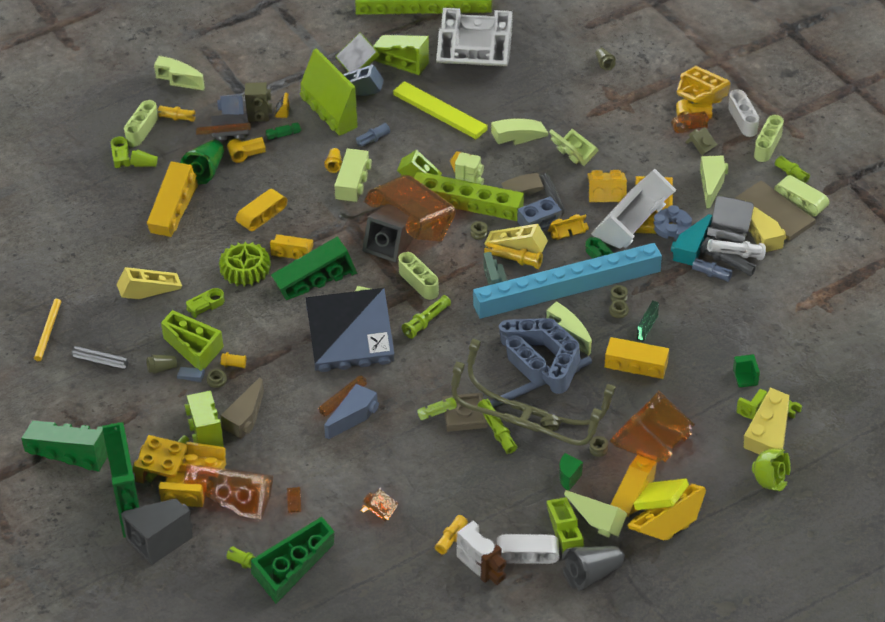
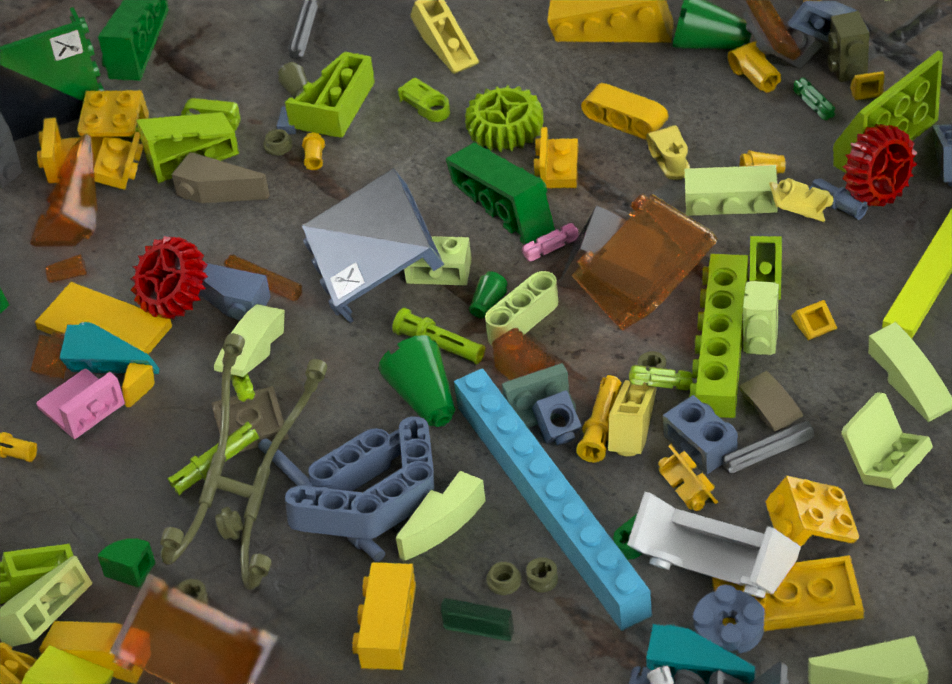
camera: 85 degrees right, 0 degrees up
(173, 409) = (206, 106): none -> lime piece
(305, 195) = (669, 151): none -> light yellow piece
(333, 427) = (169, 277): none -> red gear
(355, 479) = (117, 317): none -> yellow tile
(361, 259) = (550, 242): none -> bright pink axle
(370, 105) = (879, 165): none -> red gear
(375, 145) = (799, 199): none -> light yellow hinge
(392, 471) = (99, 351): none -> teal slope
(399, 290) = (489, 291): none -> green cone
(407, 398) = (259, 329): none -> yellowish green slope
(422, 461) = (137, 382): none -> yellow slope
(429, 490) = (82, 402): none -> bright pink bracket
(465, 278) = (519, 356): none -> clear orange brick
(467, 322) = (420, 379): none -> green cone
(493, 224) = (660, 377): none -> lime axle
(513, 267) = (562, 405): none -> sand blue brick

